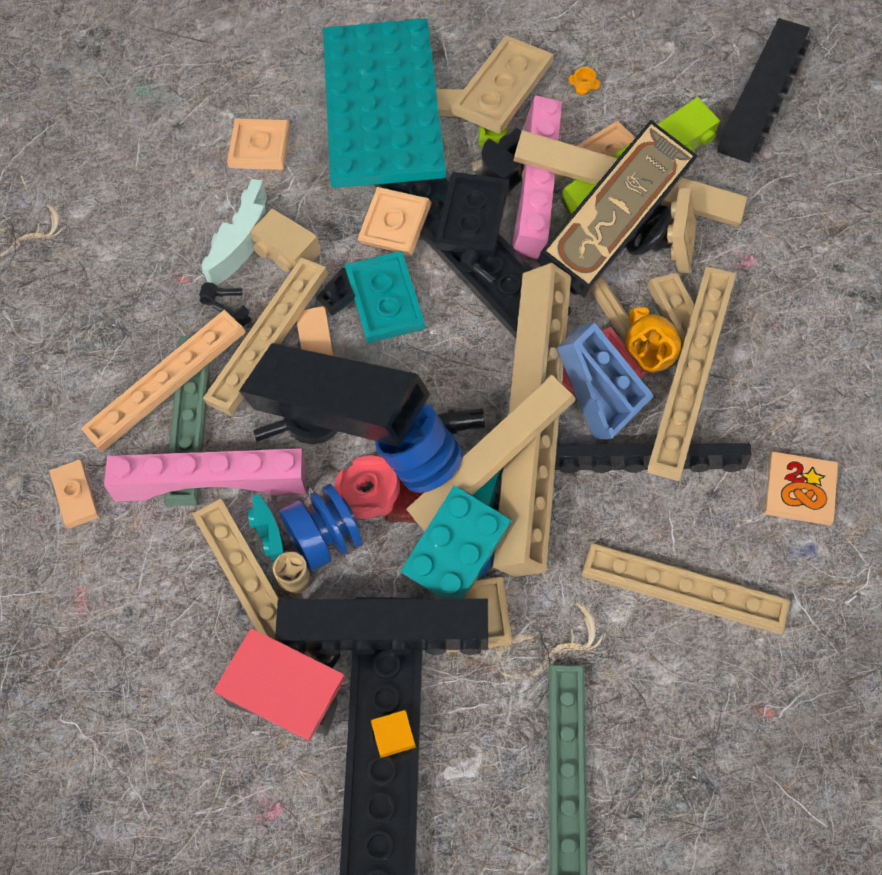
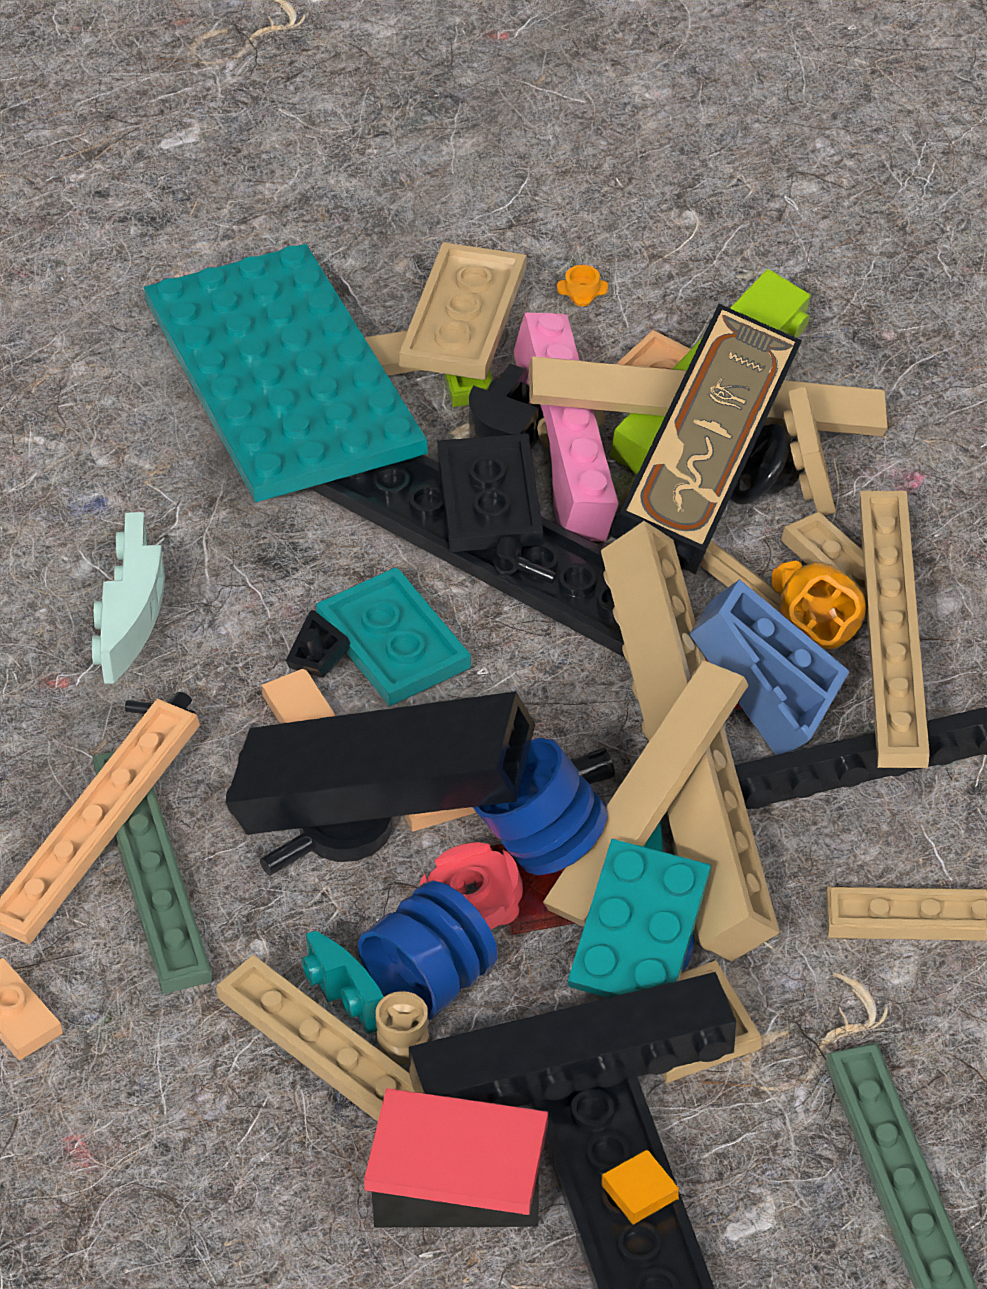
camera: 20 degrees left, 15 degrees down
(210, 291) = (115, 687): black hand -> none
(255, 470) = (124, 950): bright pink arch -> none
(258, 144) = (105, 469): light nougat tile -> none
(269, 328) = (236, 707): tan plate -> none
(283, 241) = (209, 593): tan brick -> none
(394, 221) = (369, 529): light nougat tile -> none
(763, 91) = (855, 249): black brick -> none

